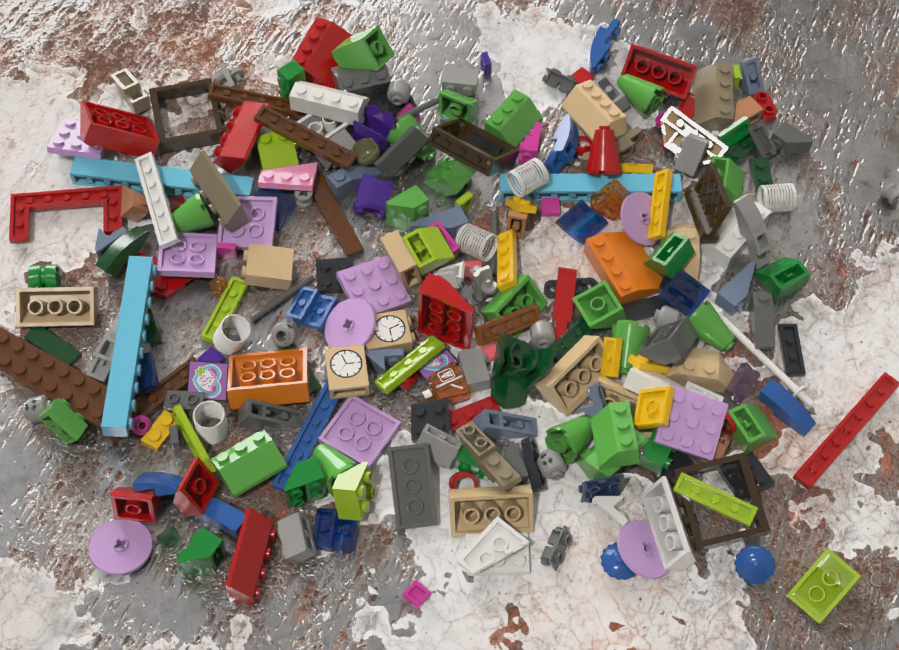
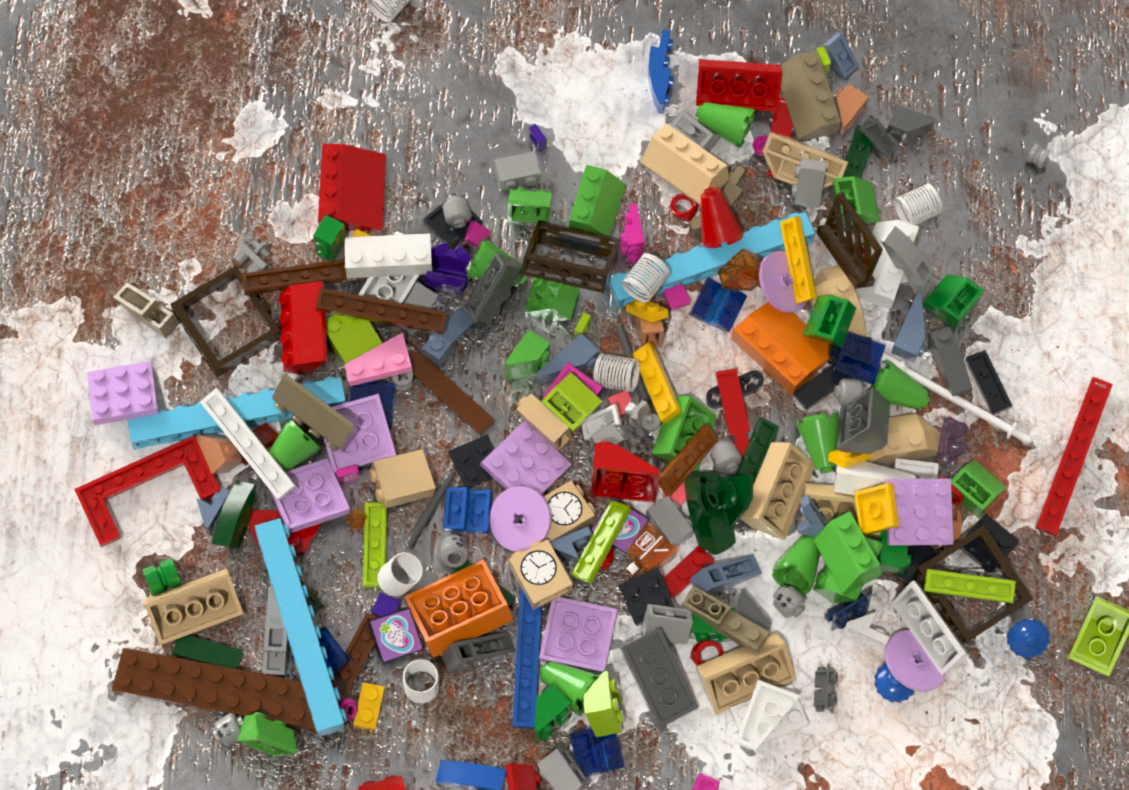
camera: 20 degrees left, 10 degrees up
(117, 130) = (163, 370): red slope -> none
(163, 482) = (398, 764): blue slope -> none
(175, 438) = (389, 711): dark grey tile -> none
(187, 399) = (382, 666): dark grey hinge -> none
(191, 437) = (412, 709): lime tile -> none
(196, 489) = (440, 760): red slope -> none
(248, 463) = (480, 712): bright green slope -> none
(359, 80) = (404, 204): dark grey slope -> none
(364, 50) = (398, 173): bright green slope -> none
(366, 151) = (451, 300): olive hair -> none
(372, 195) = (481, 354): dark purple piece -> none
(420, 108) = (488, 222): dark grey bar -> none
(531, 454) = (765, 600): black beam -> none
(554, 77) = (637, 132): dark grey hinge -> none
(565, 146) = (667, 215): blue slope -> none
(582, 75) = (651, 118): red tile -> none
(599, 306) = (775, 404): bright green slope -> none
(611, 357) = (809, 460): yellow plate -> none
(628, 168) = (758, 216): yellow plate -> none
(734, 132) = (846, 137): green plate -> none
(760, 172) = (890, 177): dark green plate -> none
(766, 103) = (866, 86): red plate -> none
(786, 407) = (1006, 453): blue slope -> none

